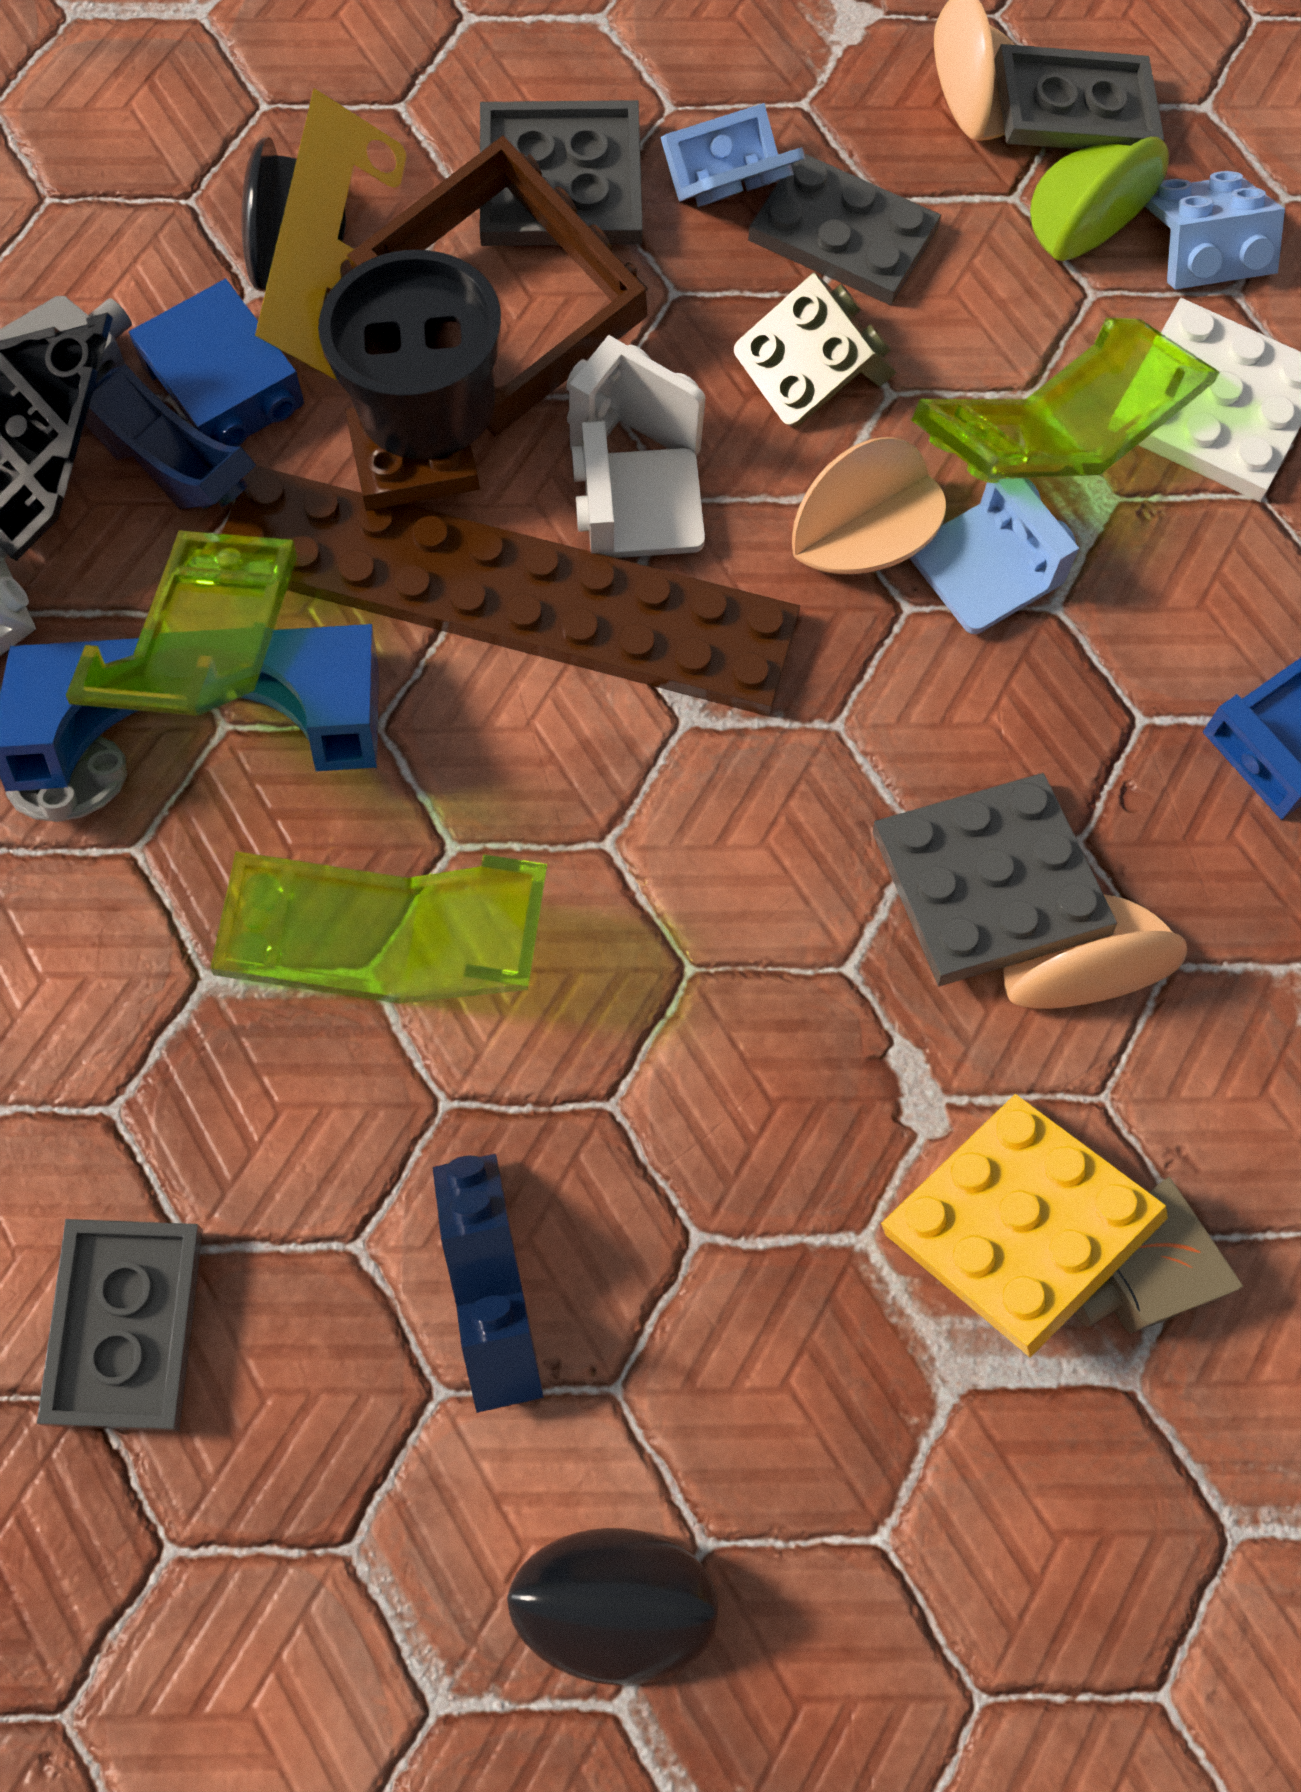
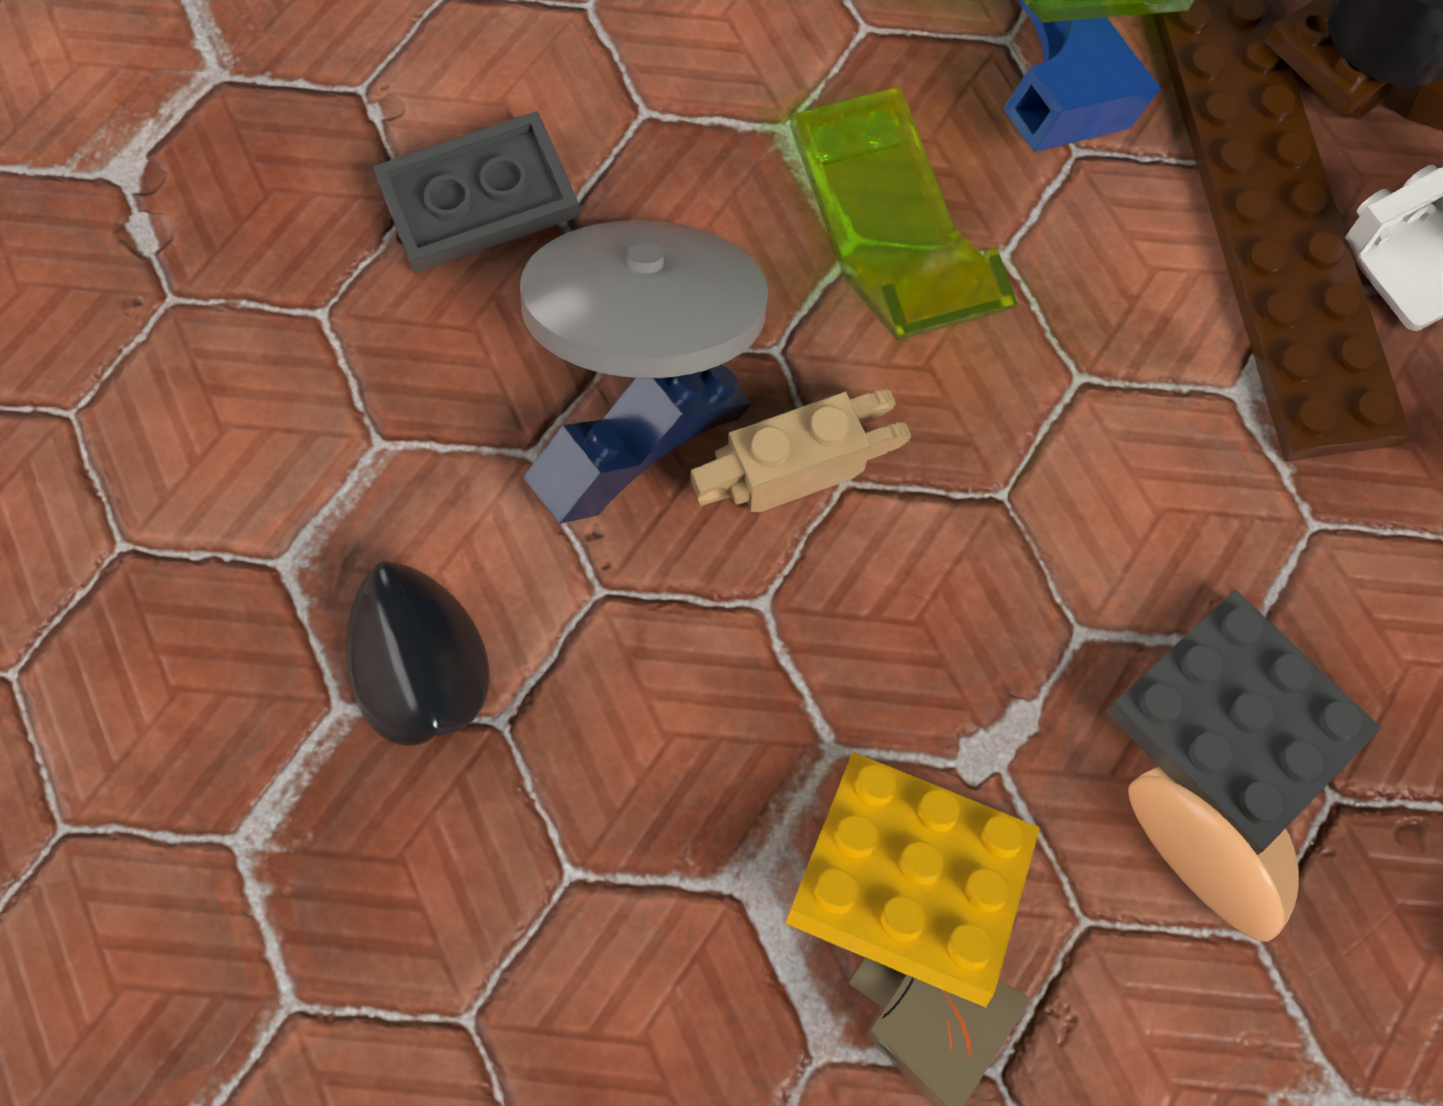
camera: 65 degrees right, 0 degrees up
(349, 1208) = (643, 298): none -> light grey dish
(575, 1135) = (799, 452): none -> tan hinge

